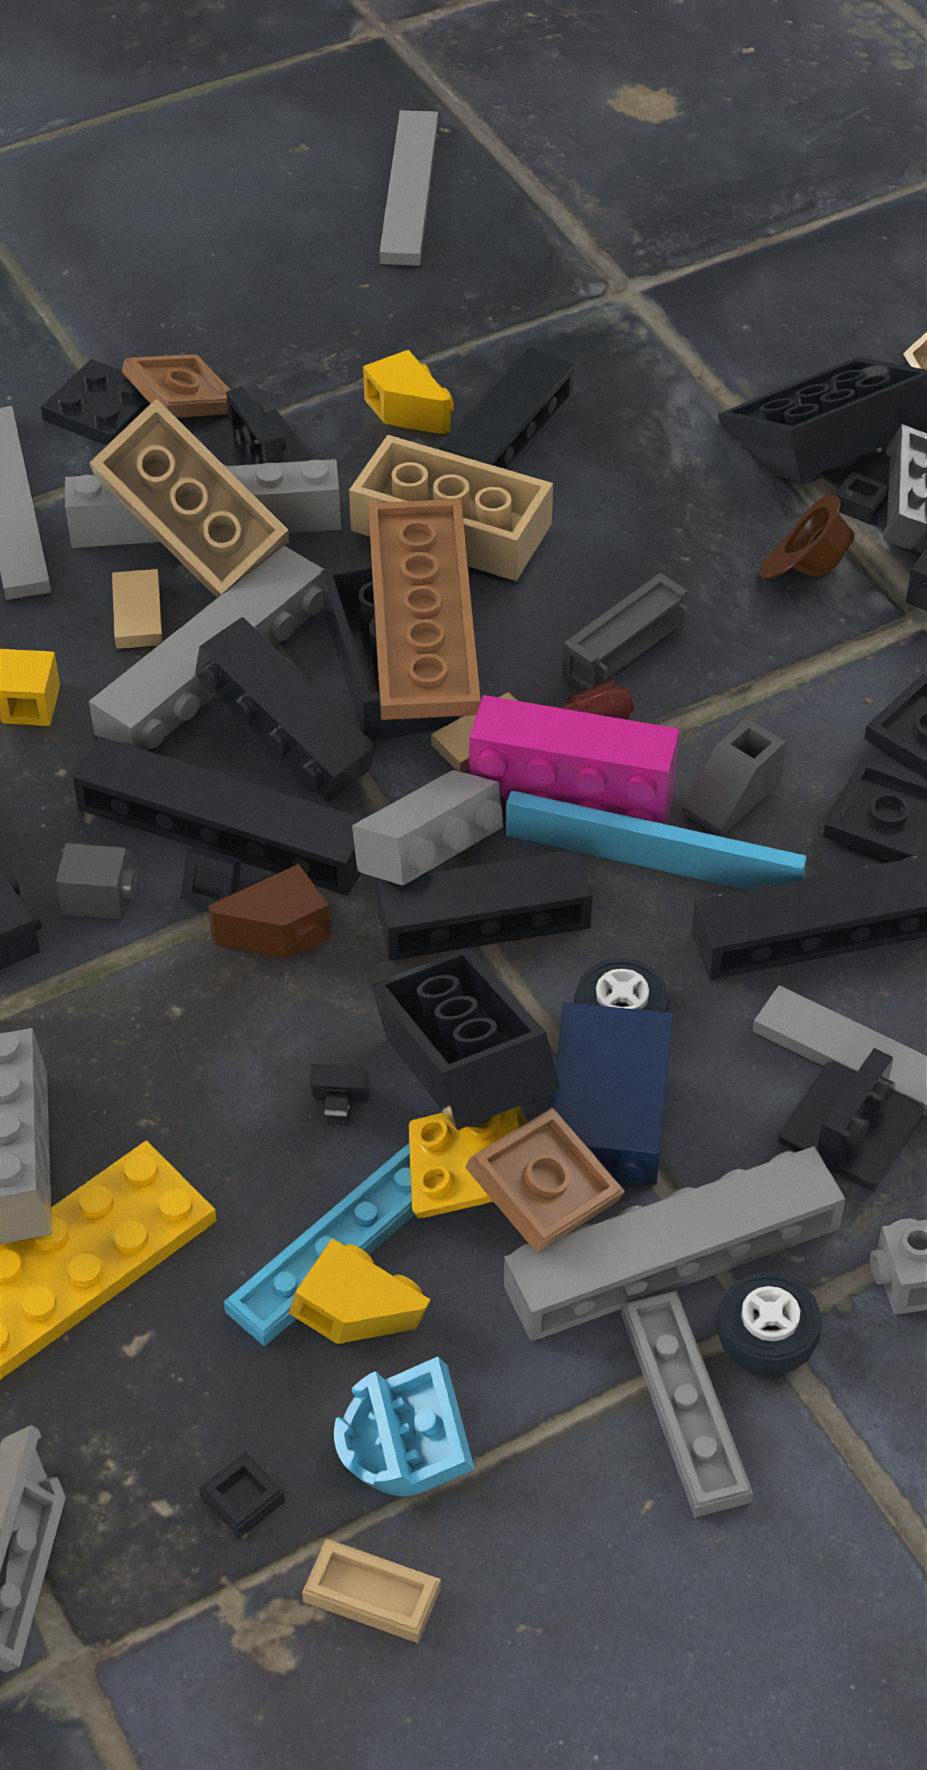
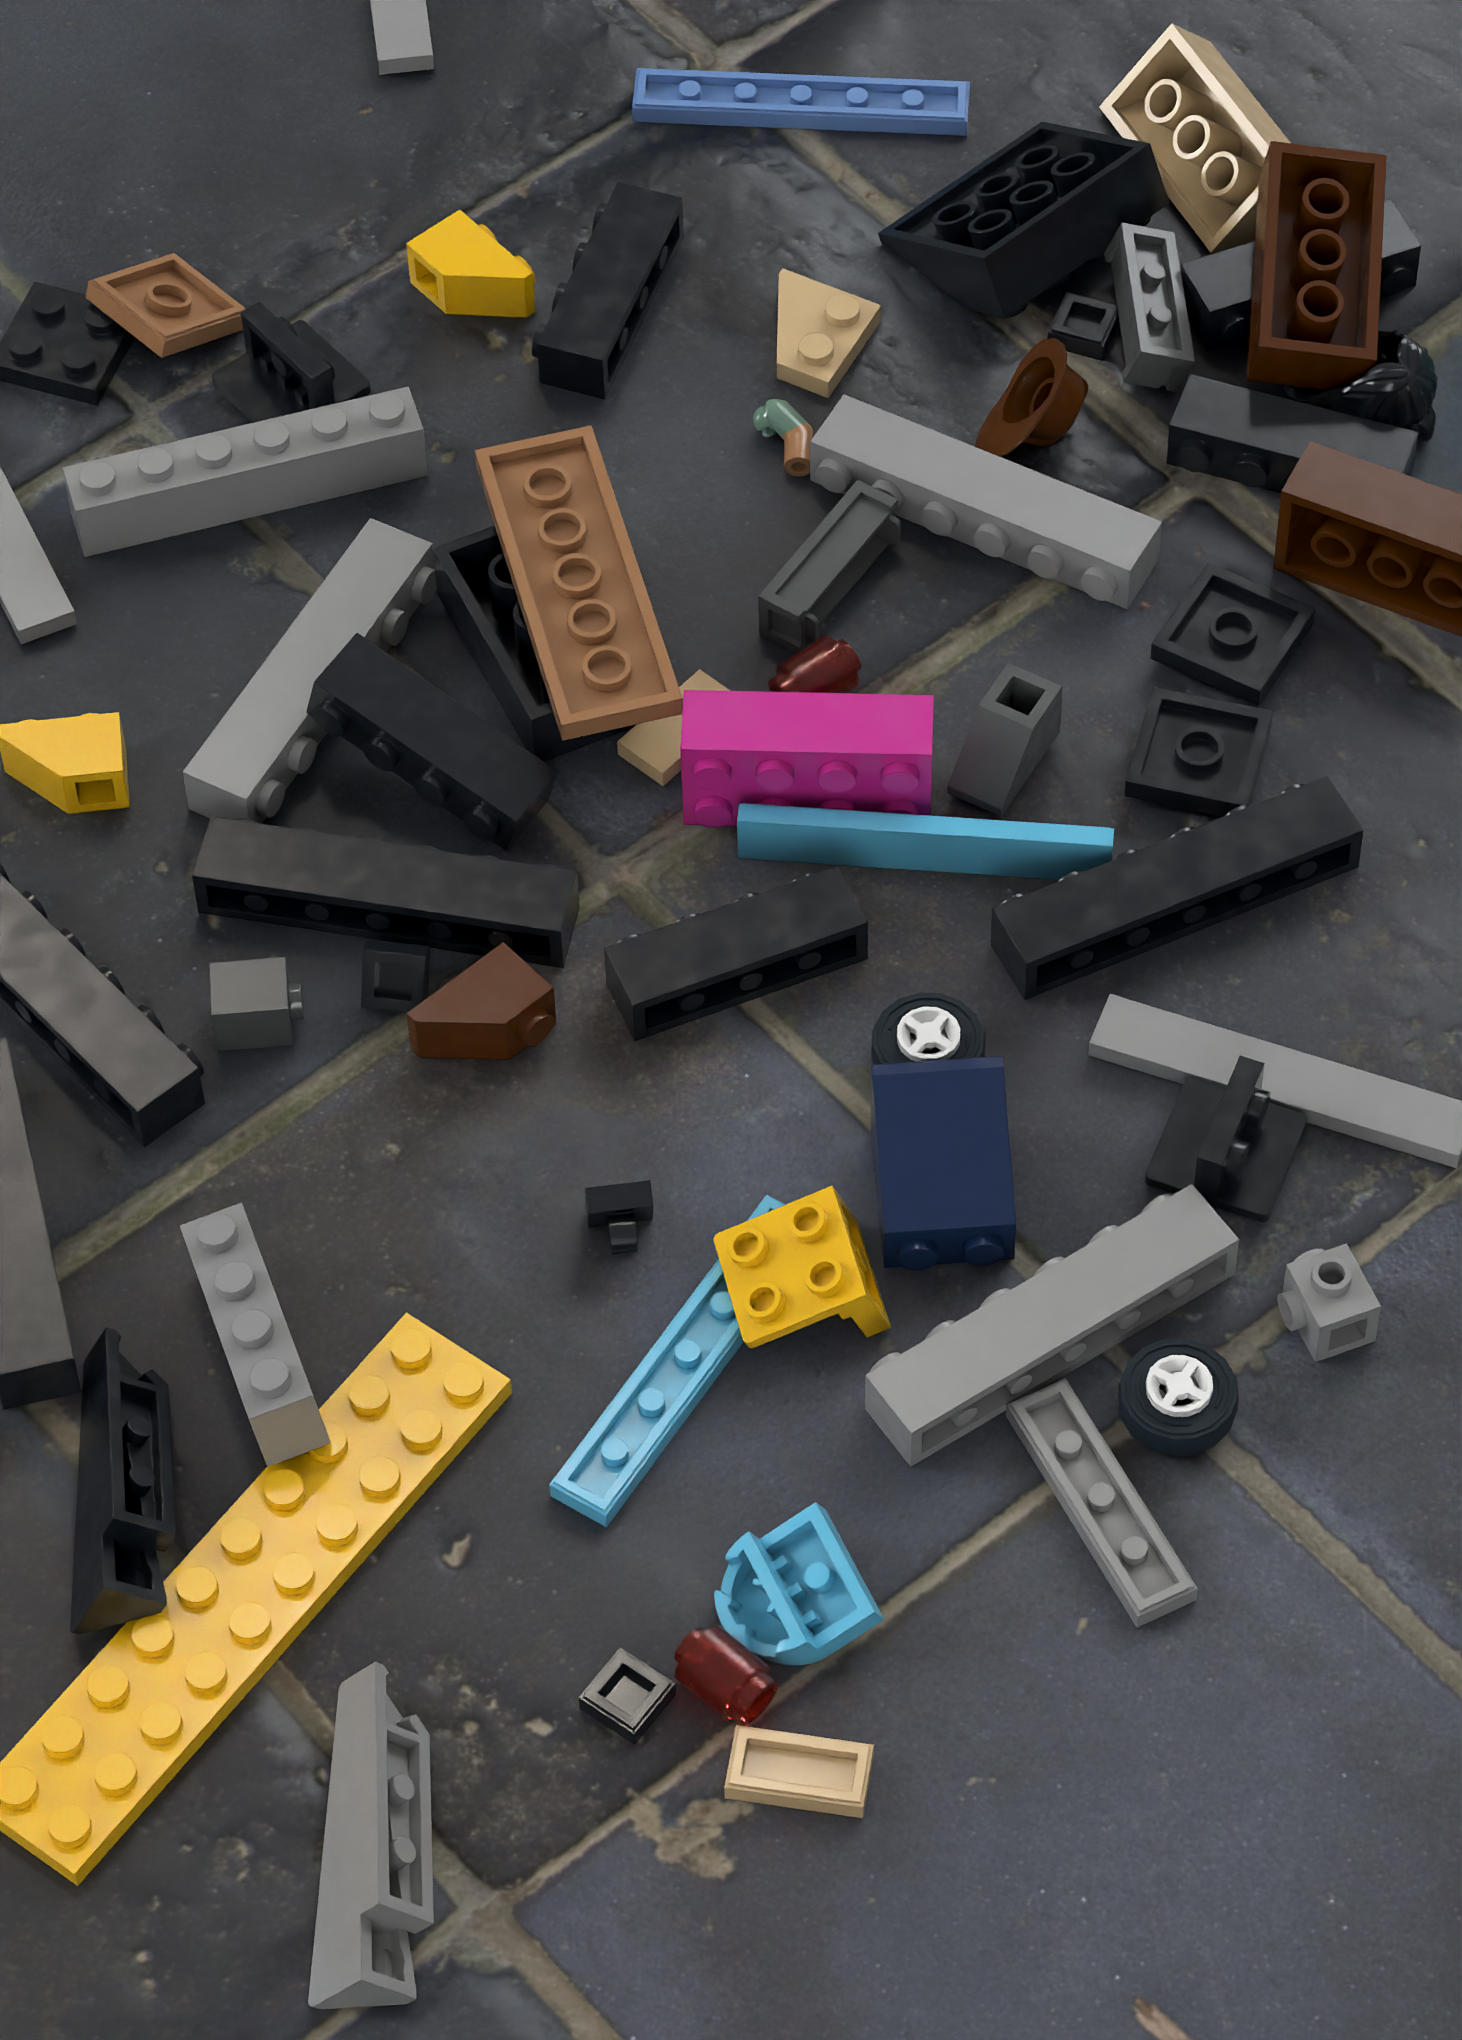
camera: 10 degrees left, 5 degrees up
(137, 608) = (197, 630): tan tile -> none
(188, 499) = (242, 482): tan brick -> none
(326, 1492) = (724, 1674): none -> clear red brick
(354, 1298) = (705, 1452): yellow slope -> none
(427, 827) = (649, 867): light grey brick -> none
(466, 1038) = (761, 1125): black brick -> none
(501, 508) = (638, 417): tan brick -> none
(544, 1179) = (893, 1278): medium nougat tile -> none
(624, 539) = (796, 432): none -> arm
(658, 473) = (819, 332): none -> tan wing
(682, 320) = (801, 101): none -> medium blue tile
(762, 607) = (988, 501): none -> light grey brick

